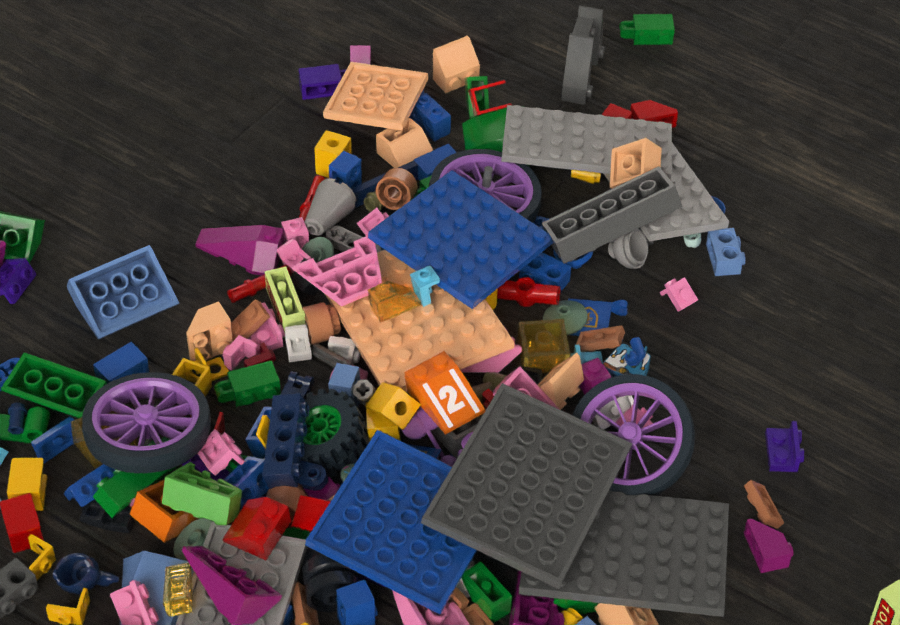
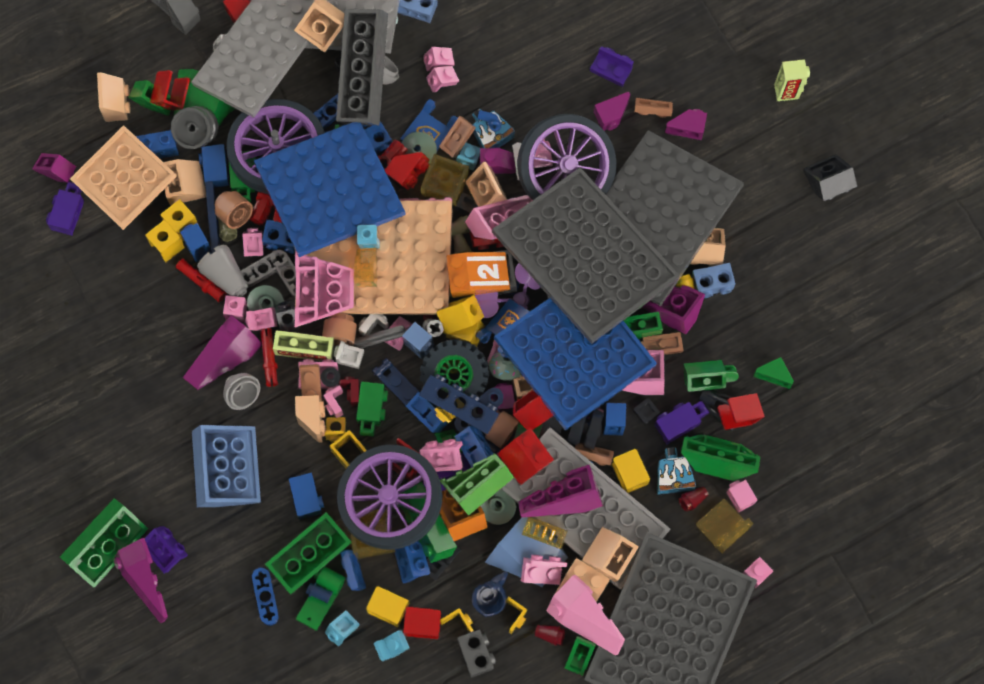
camera: 65 degrees left, 25 degrees up
(201, 273) = (241, 391): none -> light grey piece
(262, 334) = (333, 382): none -> black plate
(365, 149) = (174, 213): none -> yellow piece
(464, 128) = (194, 127): none -> dark grey wheel
(530, 301) = (407, 168): none -> red slope
(660, 304) = (442, 77): none -> bright pink bracket
(731, 467) = (611, 111): none -> magenta slope

